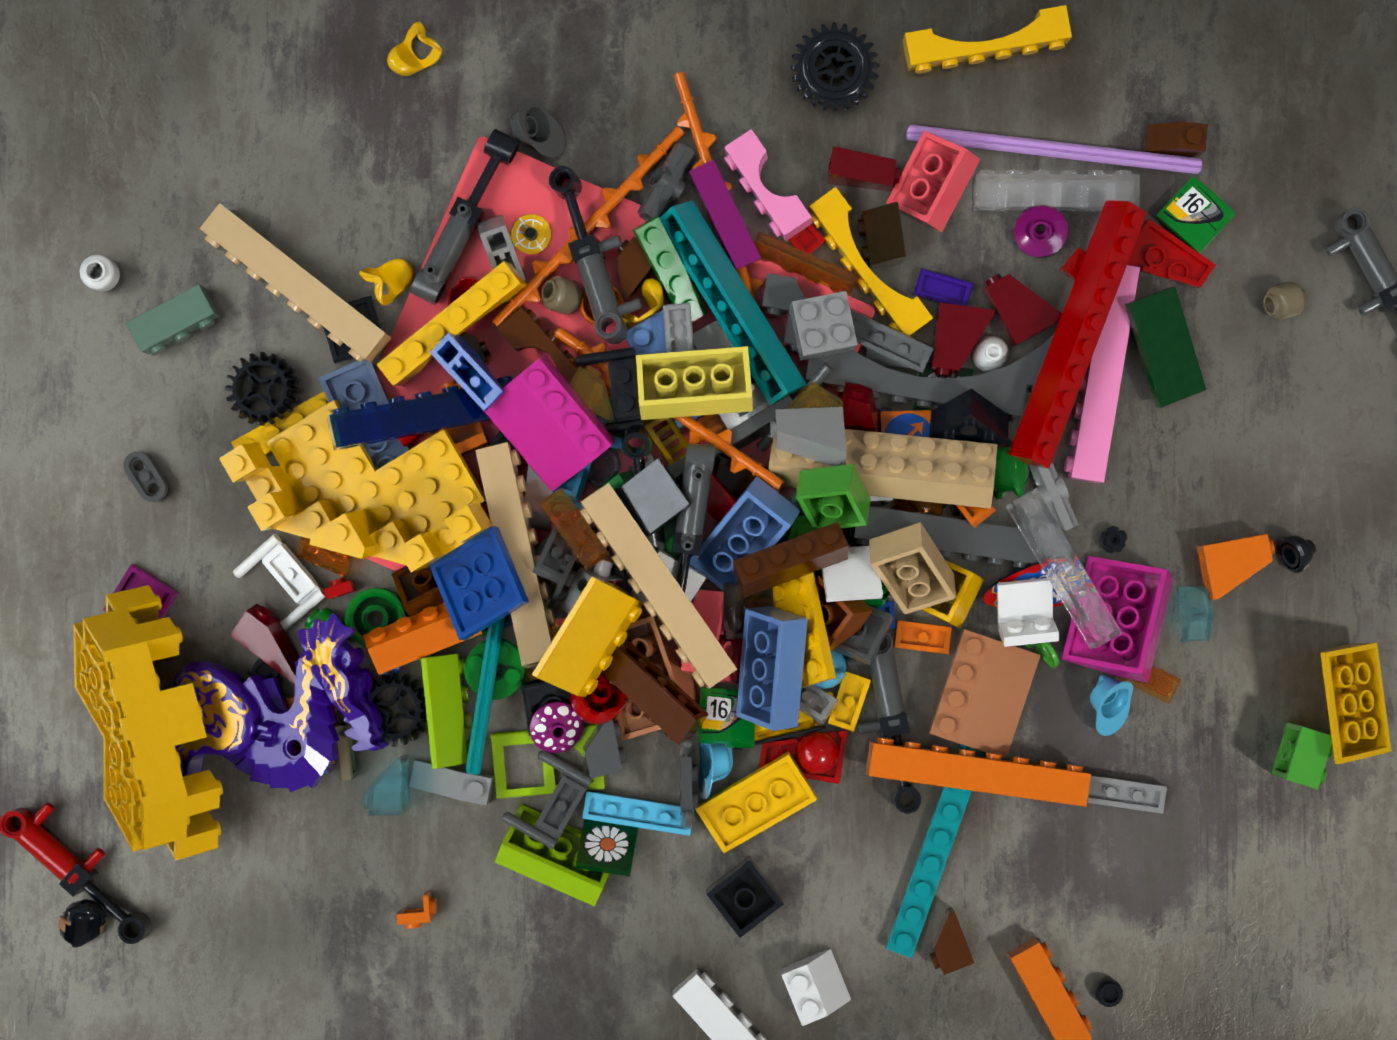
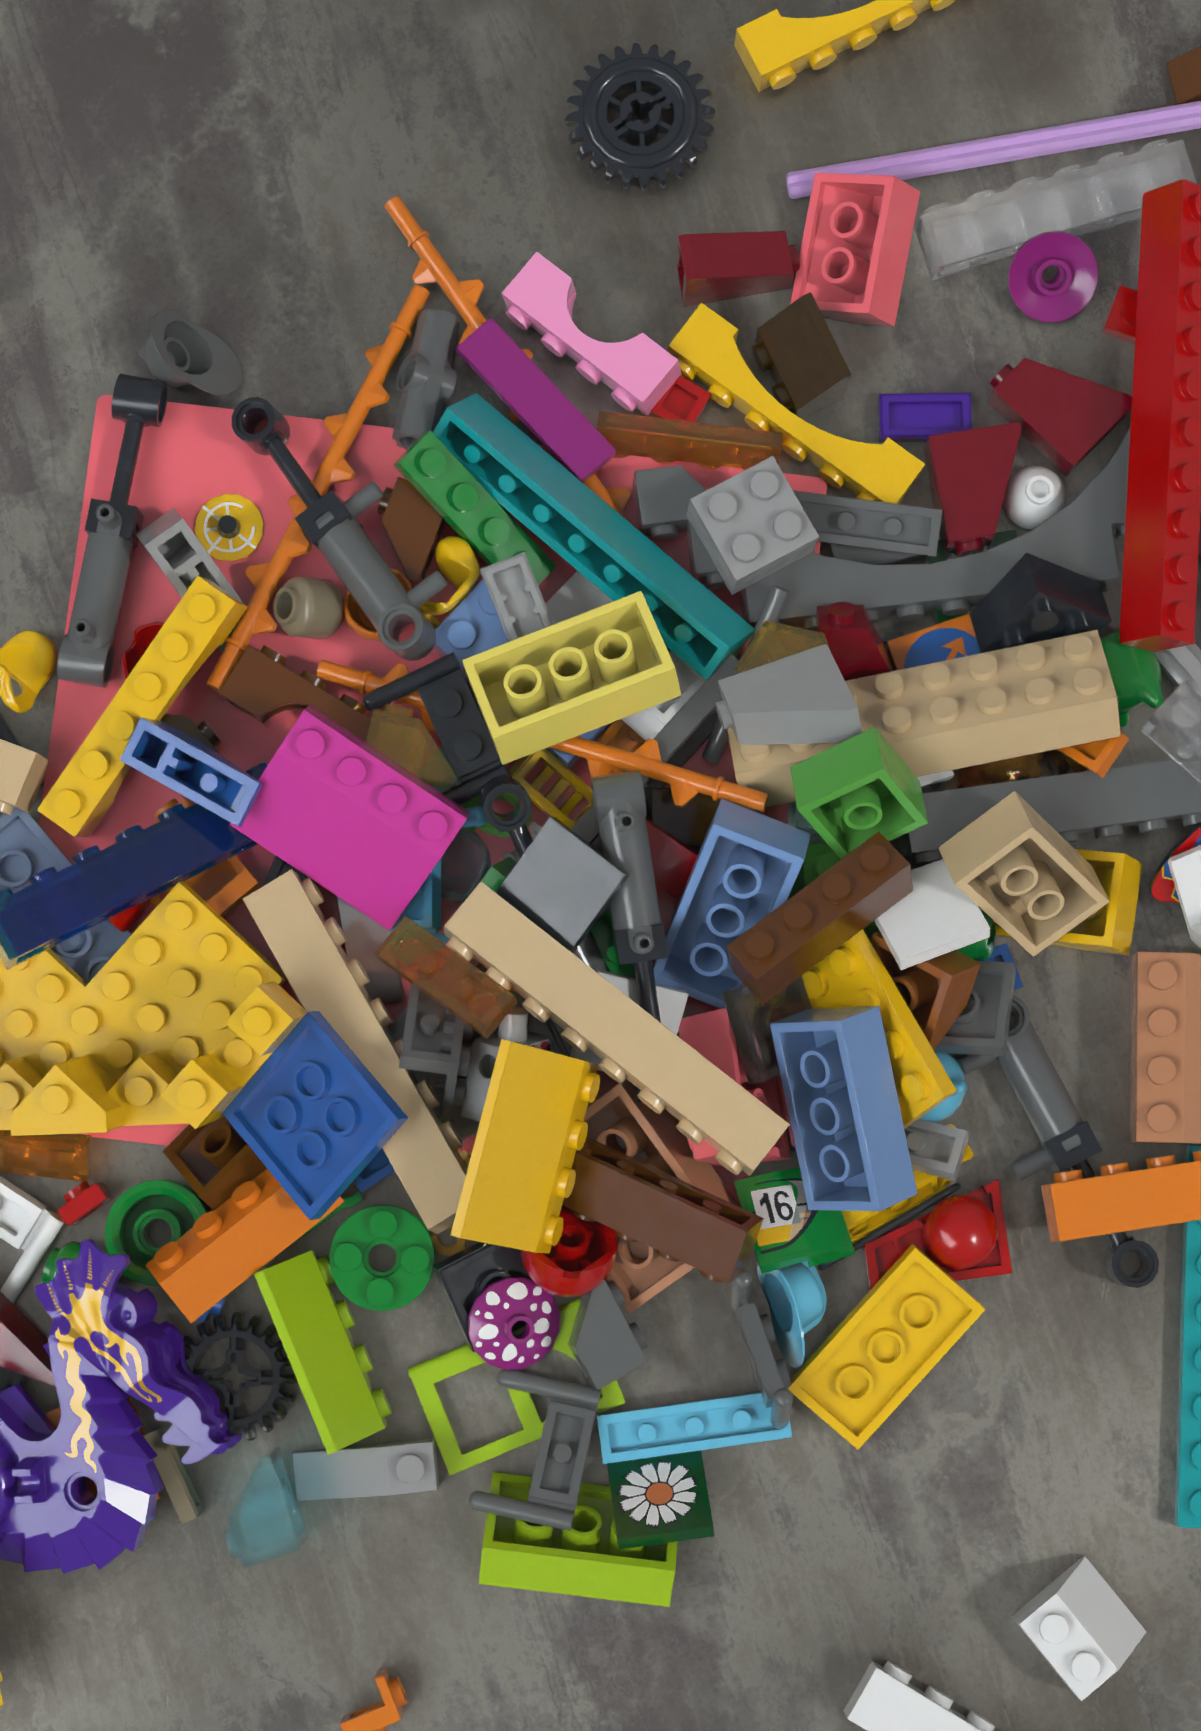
camera: 25 degrees left, 5 degrees down
(484, 697) = (379, 1307): teal axle -> none
(744, 897) = (915, 1512): black brick -> none
(850, 701) = (987, 1120): yellow plate -> none
(922, 637) = (1072, 988): orange plate -> none

